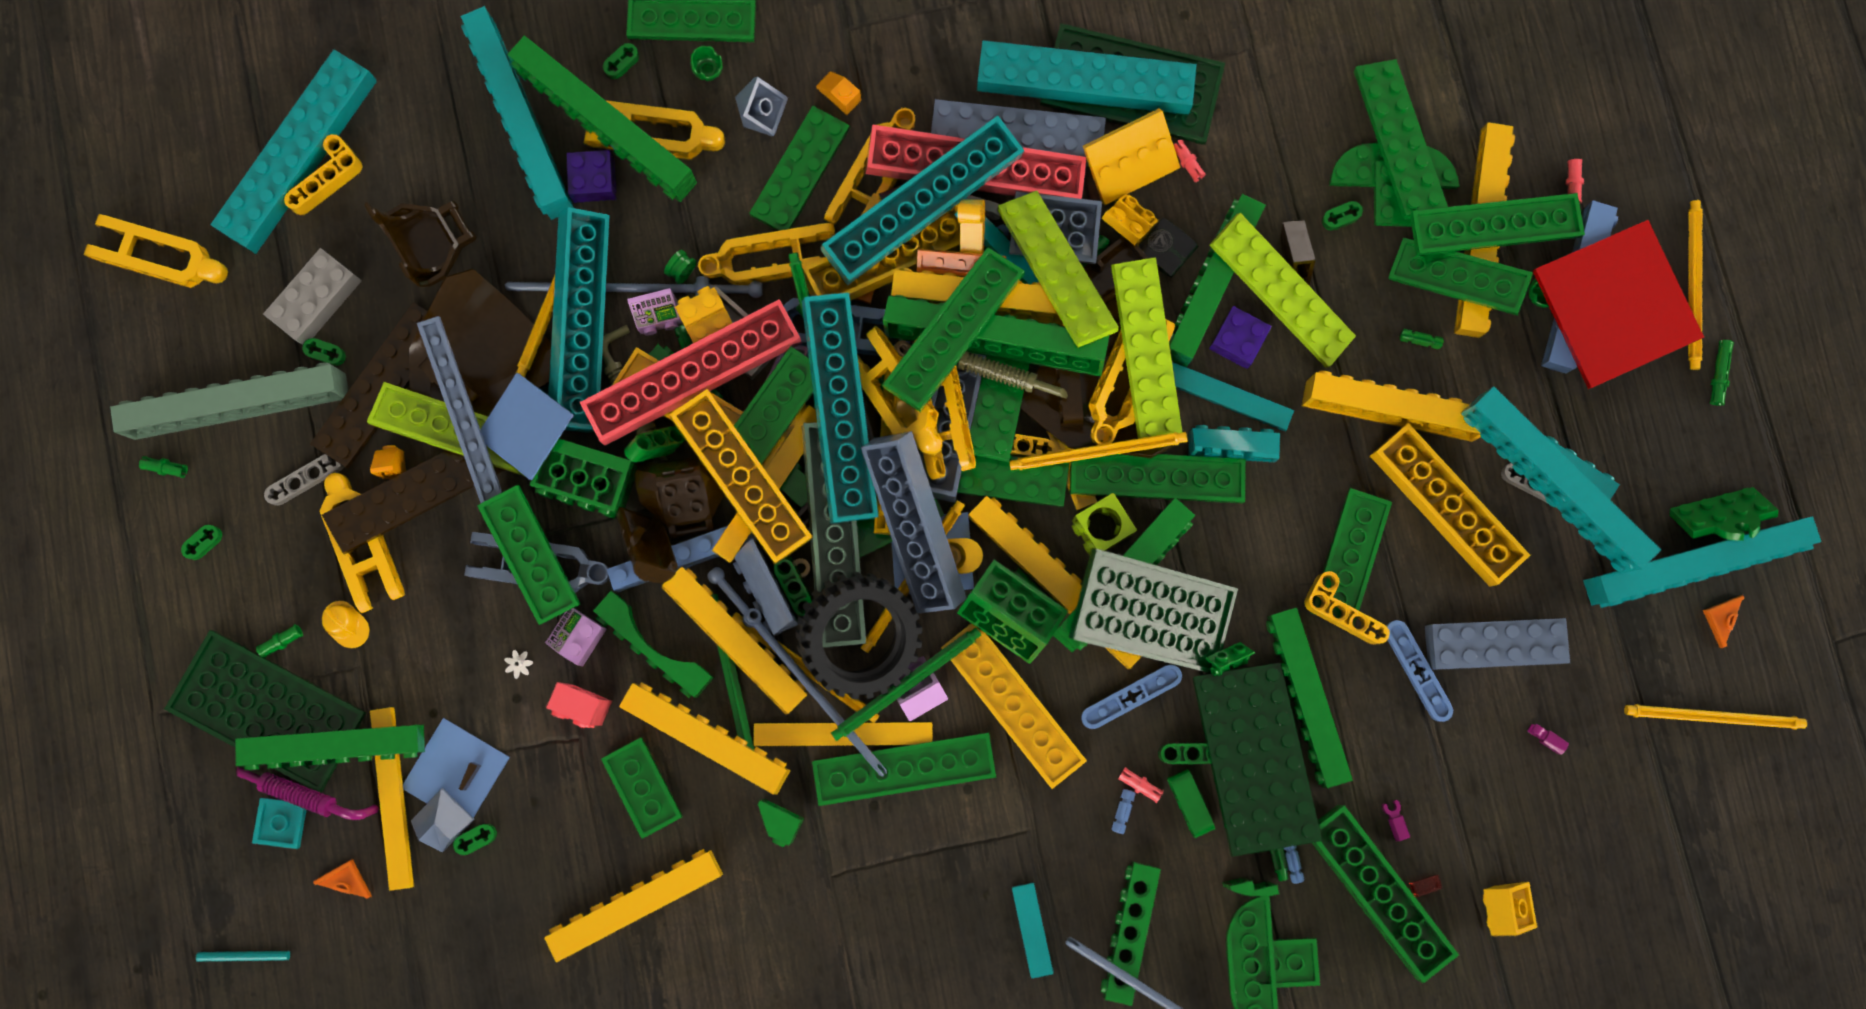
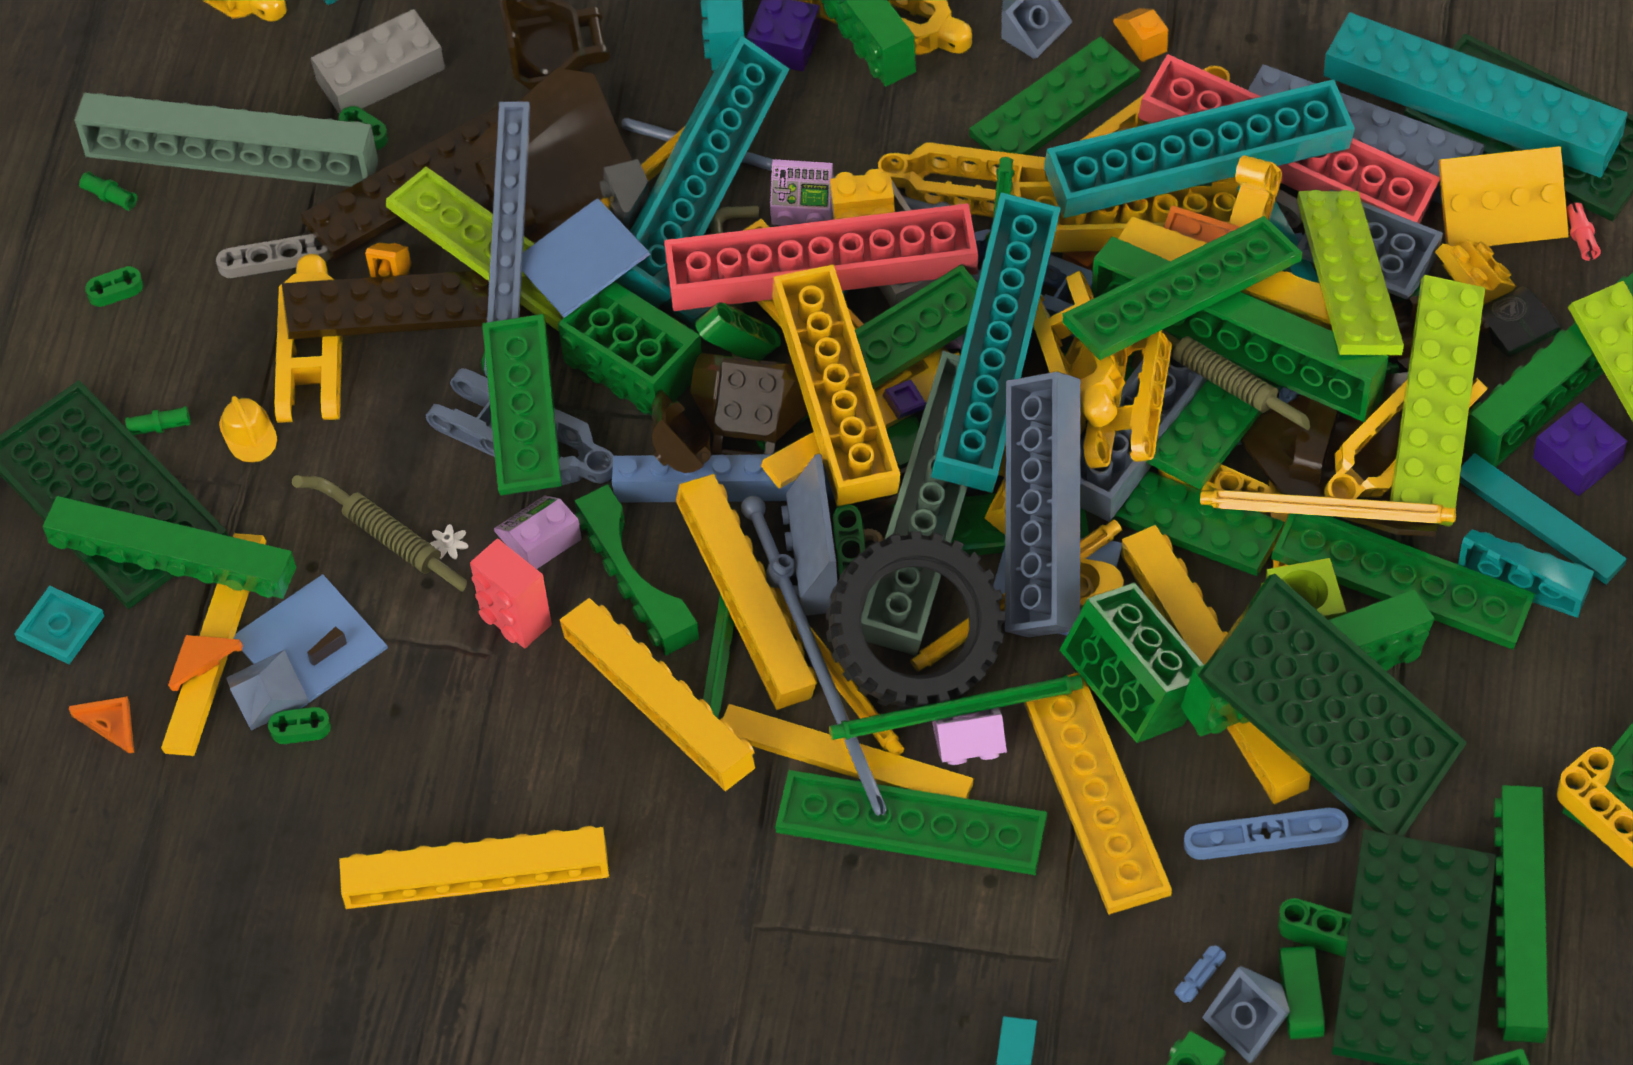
camera: 25 degrees right, 25 degrees down
(302, 796) = (105, 596): magenta piece -> none
(385, 818) = (199, 656): none -> orange tile
(471, 672) = (385, 529): none -> olive piece
(534, 356) = (626, 189): none -> dark grey slope
(641, 787) = (546, 733): green plate -> none
(680, 266) = (854, 156): green wheel -> none
(780, 822) = (718, 823): green slope -> none
(788, 460) = (904, 399): none -> dark purple tile
(1140, 785) = (1237, 946): coral pin -> none
(1165, 832) = (1248, 1012): none -> sand blue slope
(1230, 657) = (1436, 827): green hinge -> none

